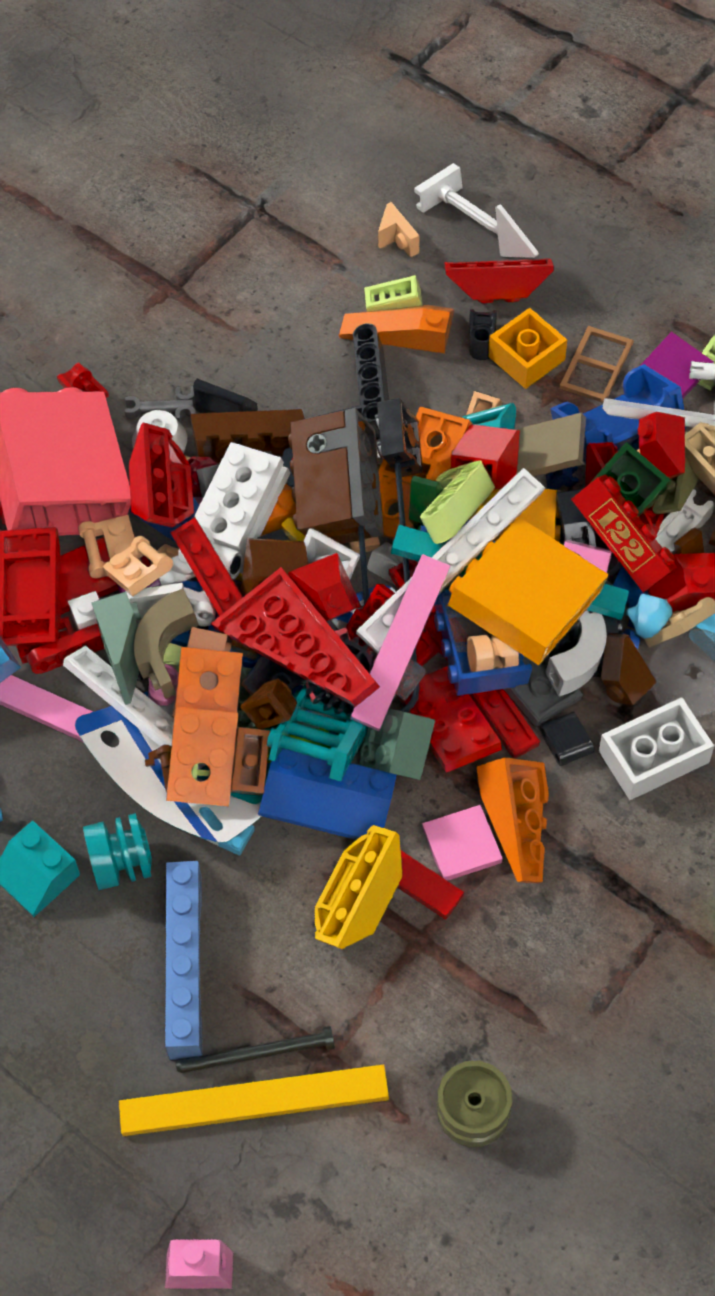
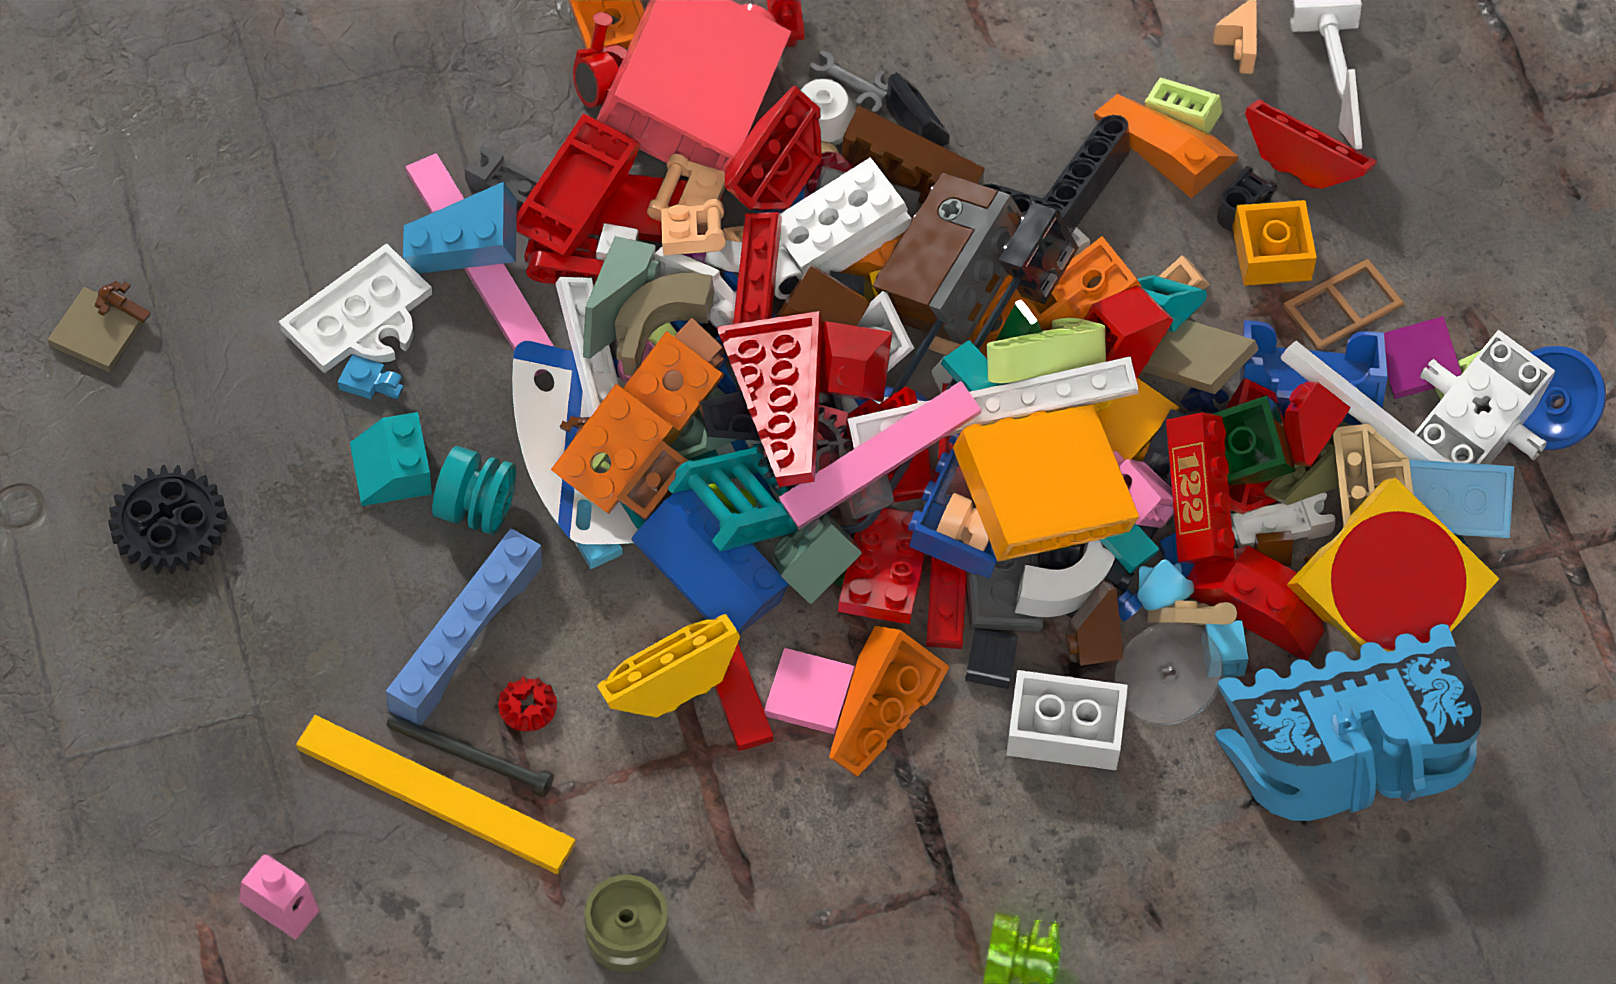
camera: 30 degrees right, 0 degrees up
(270, 704) = (711, 437): reddish brown slope -> none
(283, 992) = (534, 716): none -> red gear

